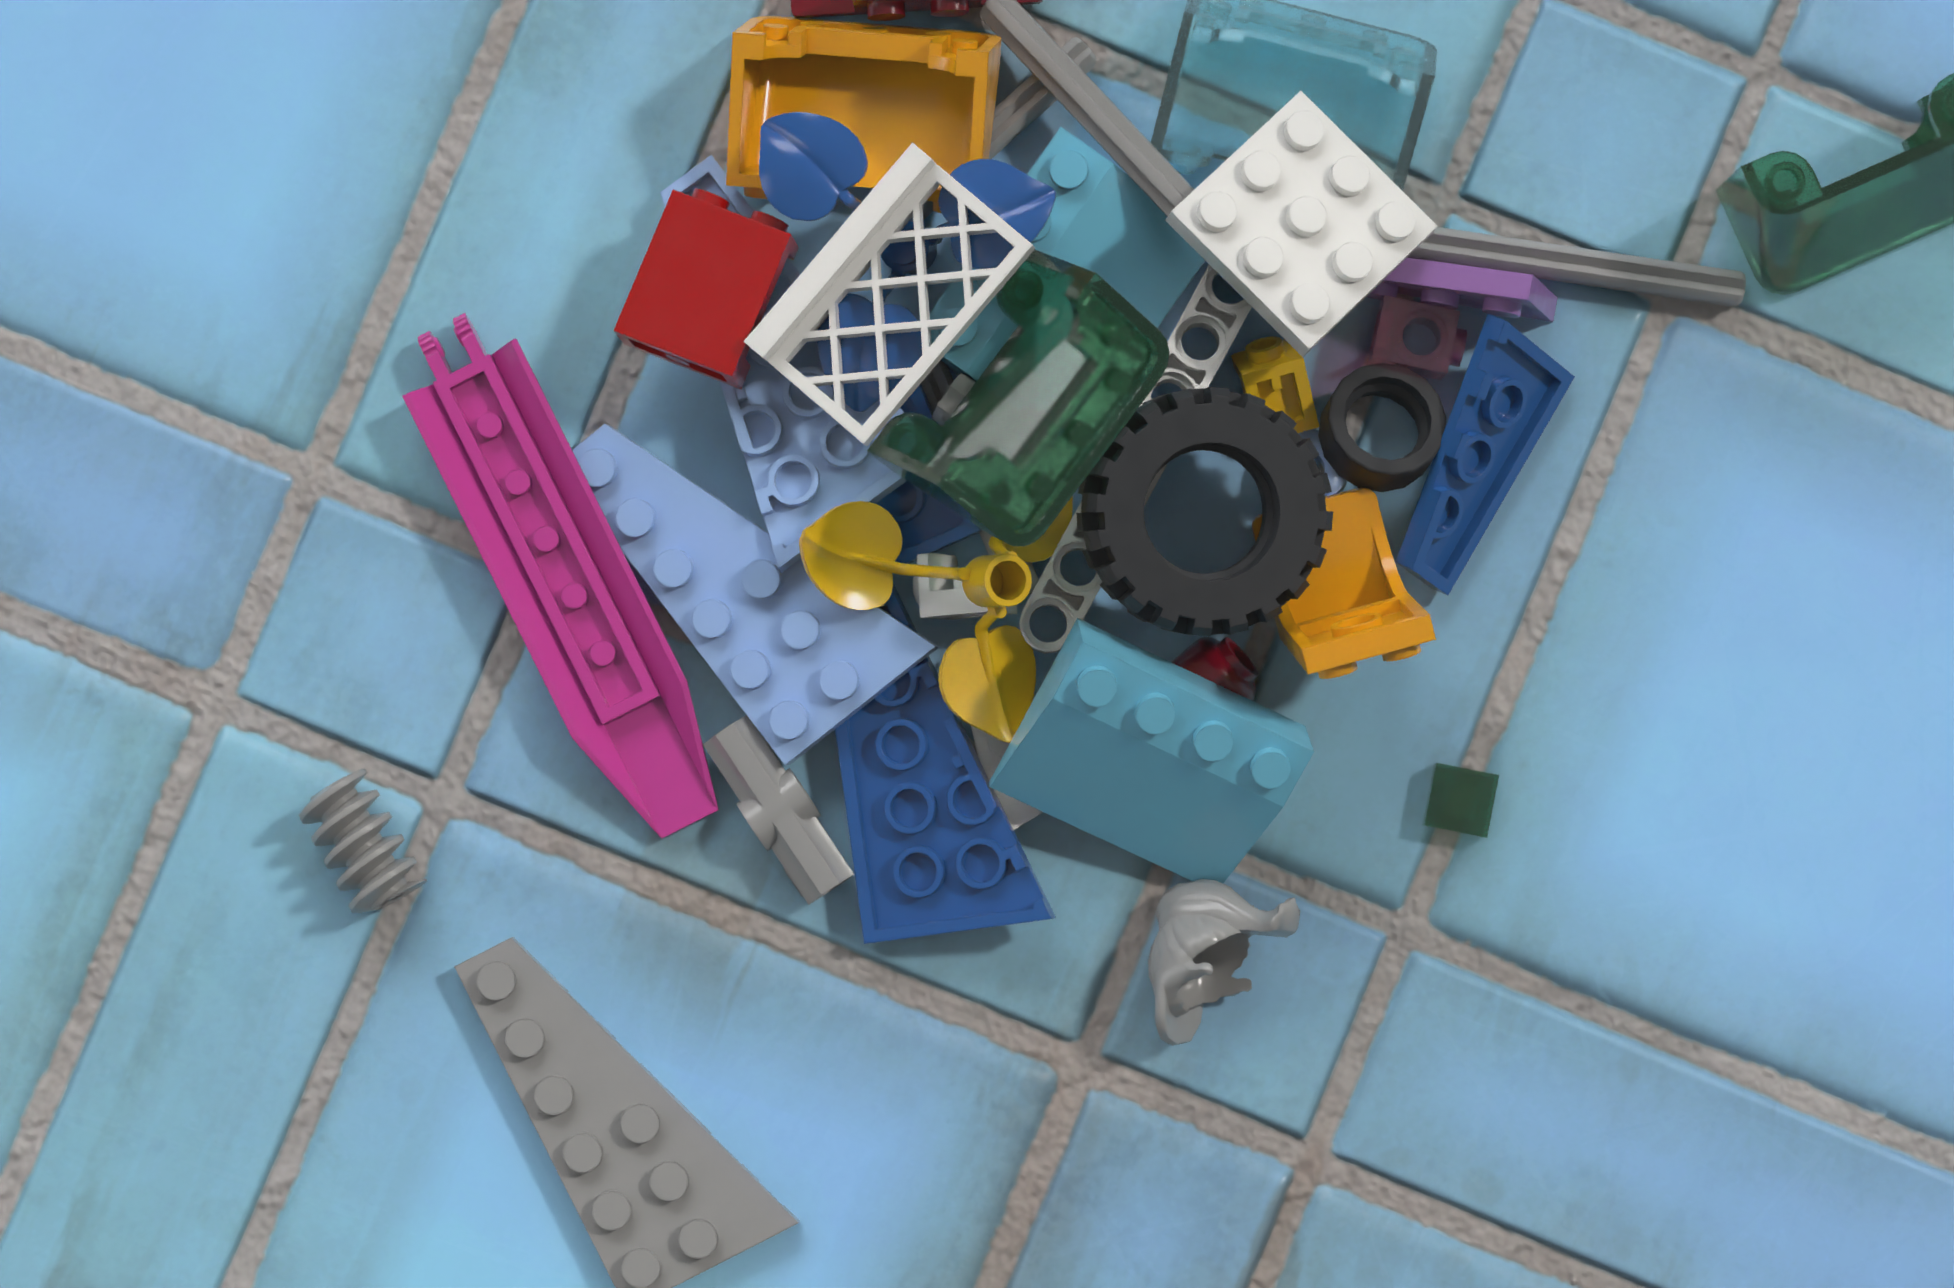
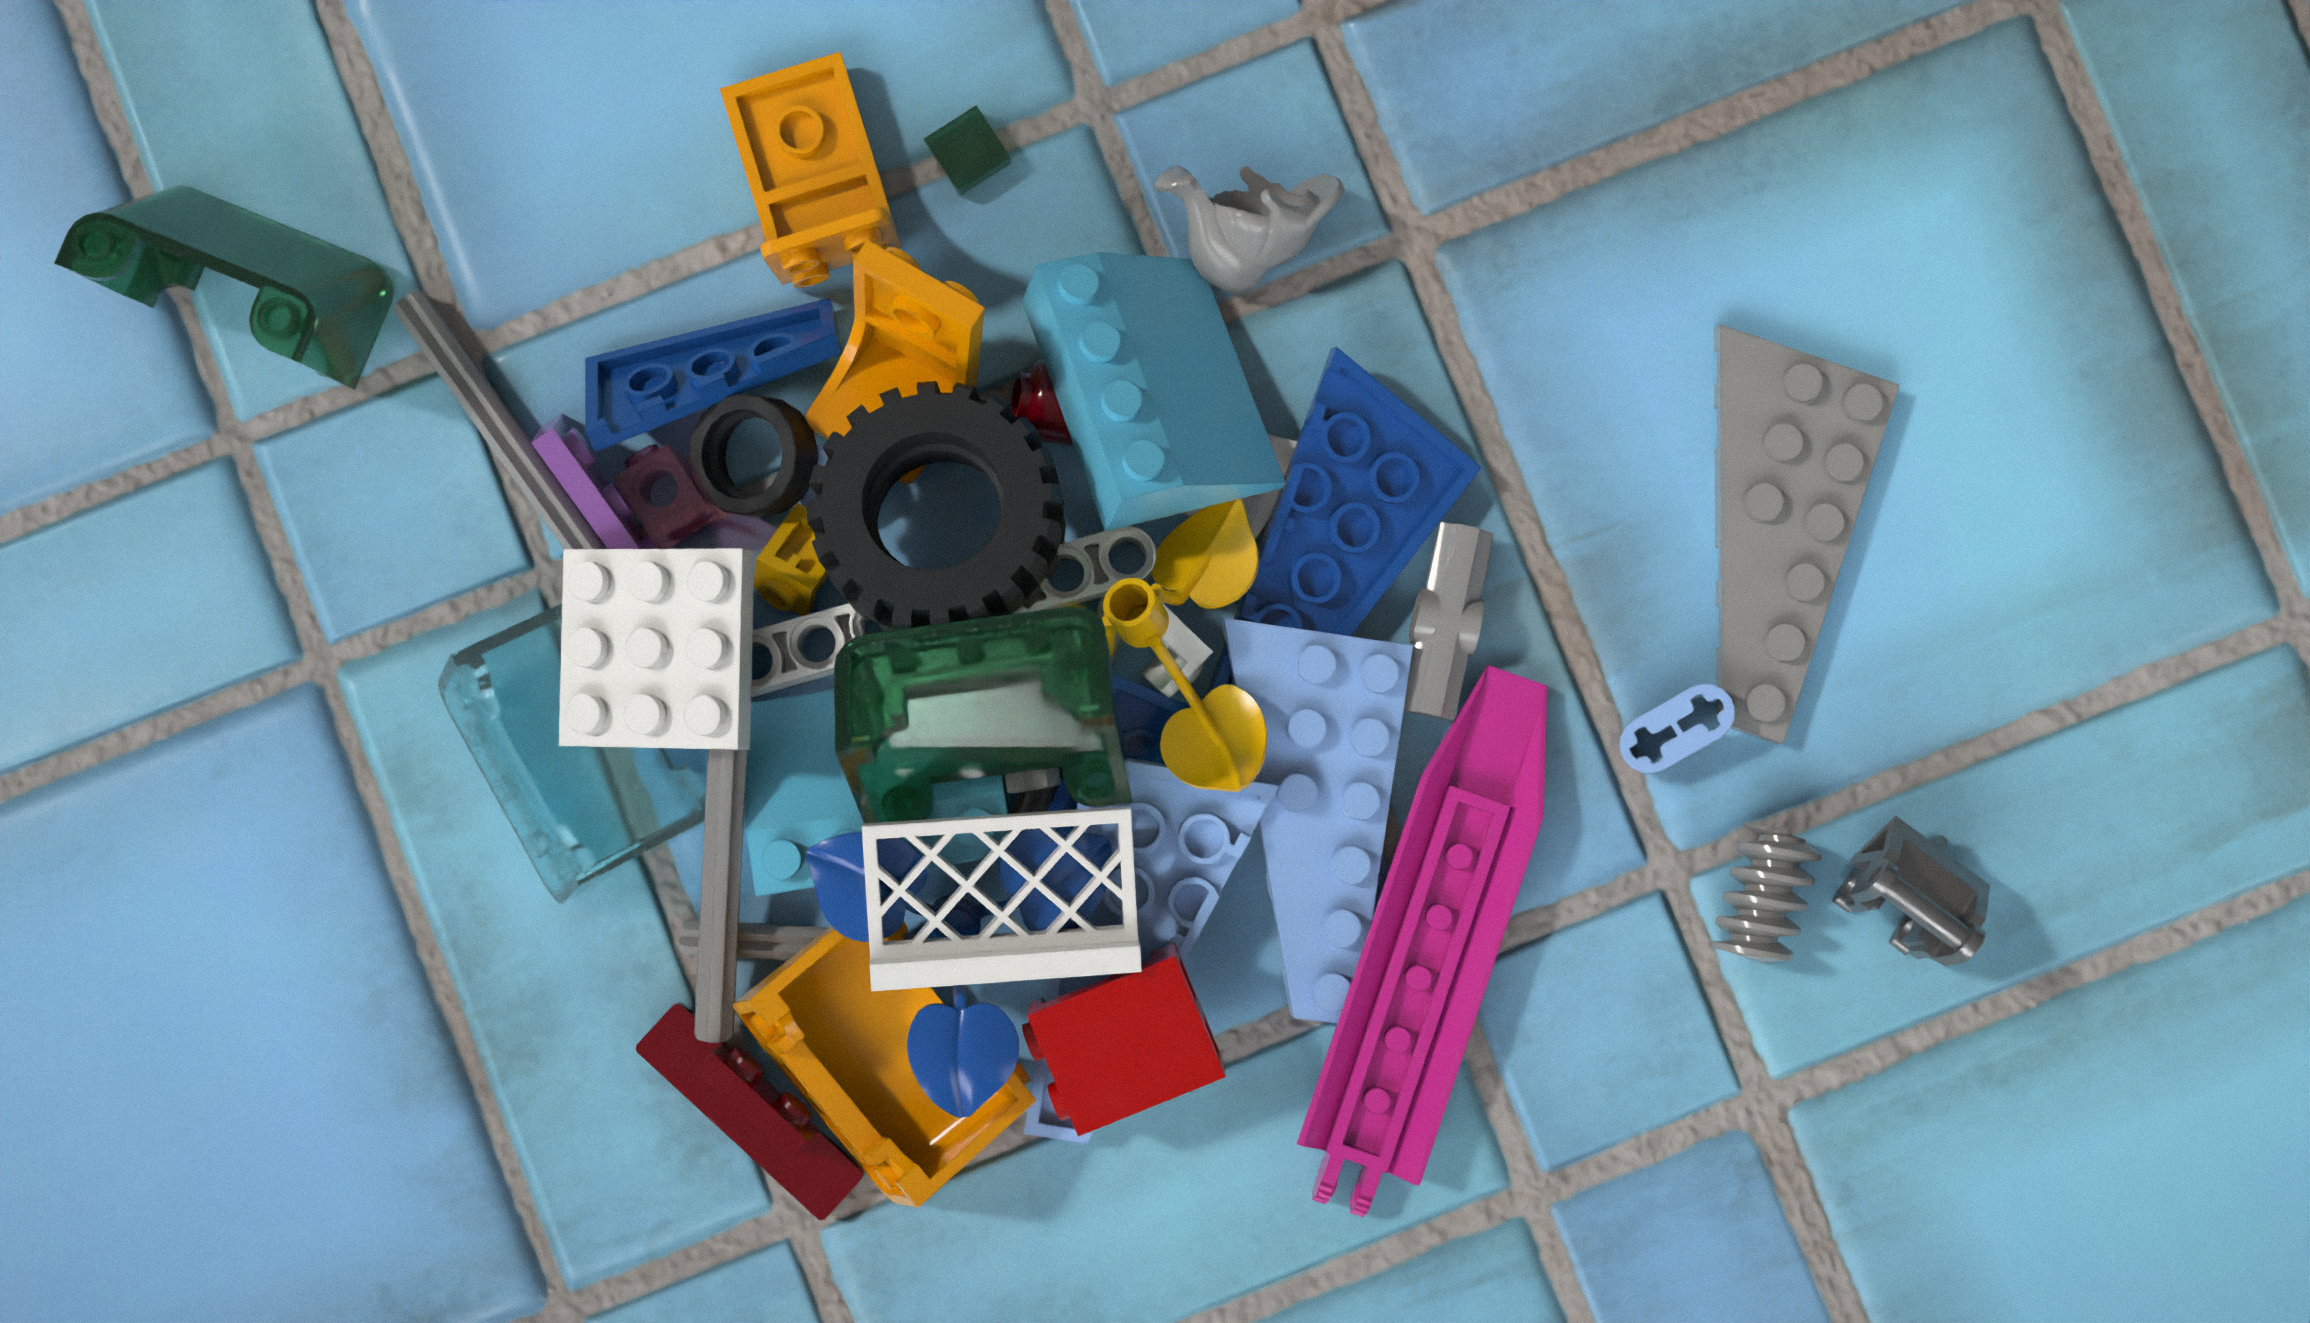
camera: 140 degrees left, 0 degrees up
(258, 954) = (1937, 894): none -> flat silver piece
(524, 895) = (1669, 715): none -> light blue beam
(1552, 669) = (809, 169): none -> light orange bracket

